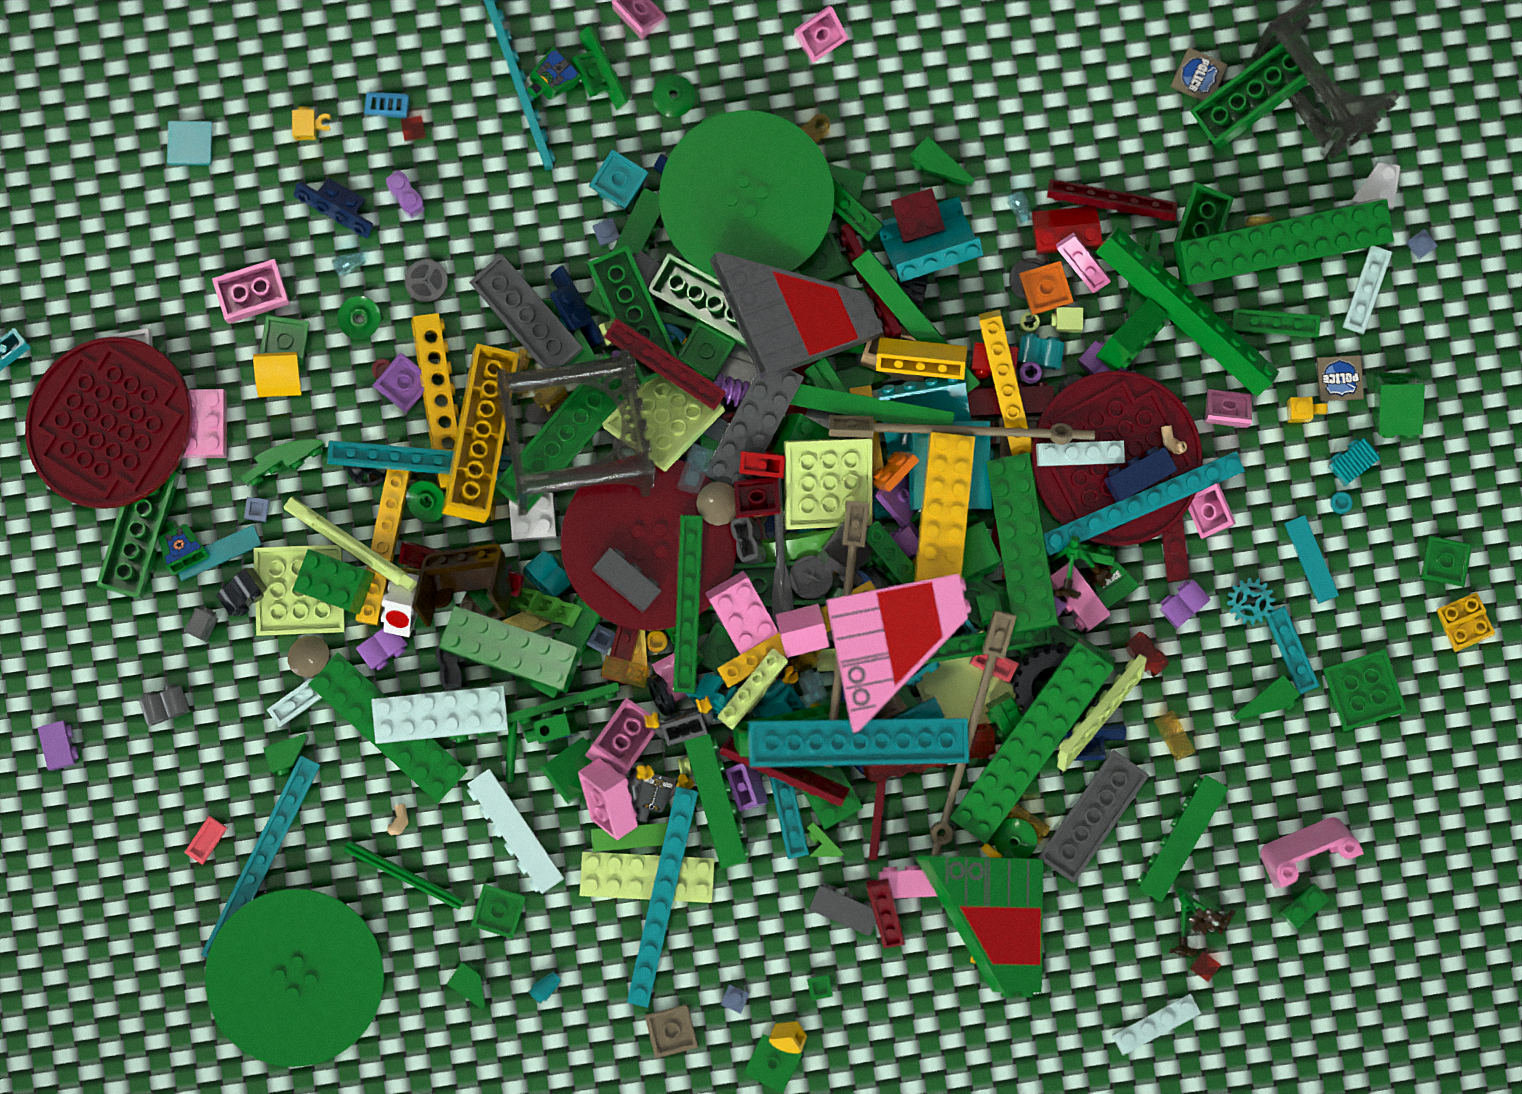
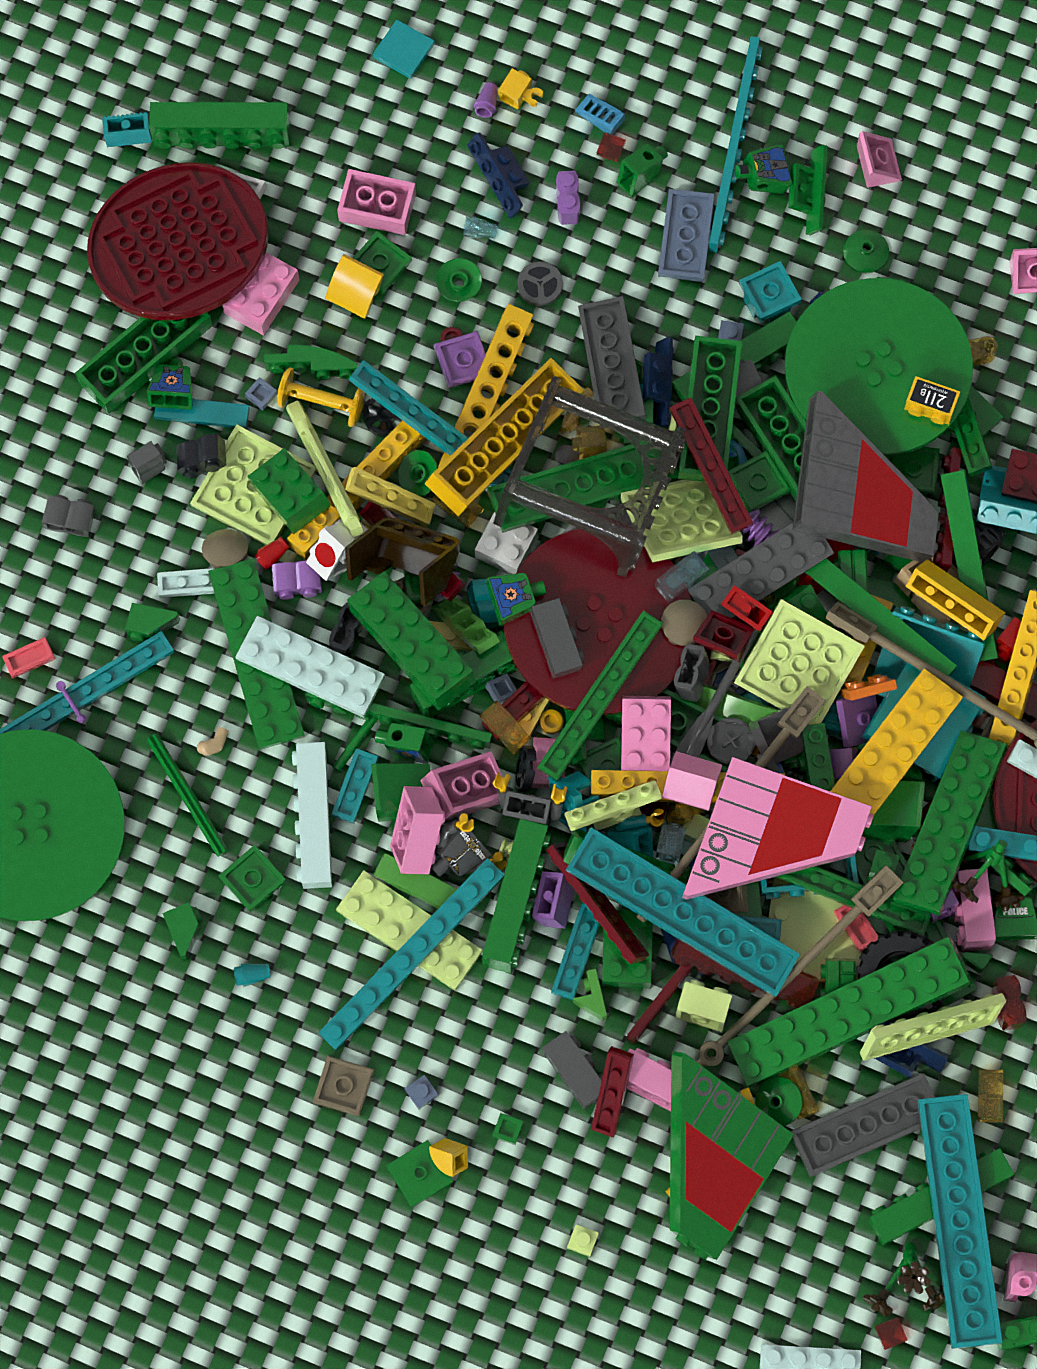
camera: 35 degrees right, 10 degrees down
(80, 302) = (220, 124): none -> green brick
(248, 849) = (60, 685): none -> medium lavender hinge
(287, 149) = (486, 101): none -> medium lavender cone
(307, 485) = (288, 388): none -> yellow hose
(349, 637) = (272, 552): none -> red cone
(417, 536) = (390, 496): none -> light yellow plate
(450, 134) = (640, 168): none -> green torso
(520, 169) = (686, 235): none -> sand blue plate
(533, 787) = (354, 786): none -> teal plate
(571, 566) = (513, 595): none -> torso
(808, 204) = (931, 401): none -> brick
(915, 800) = (703, 1005): none -> yellowish green brick
(929, 1038) = (582, 1240): none -> yellowish green plate
(1103, 636) = (976, 961): none -> green slope
(1209, 851) = (959, 1221): none -> teal plate

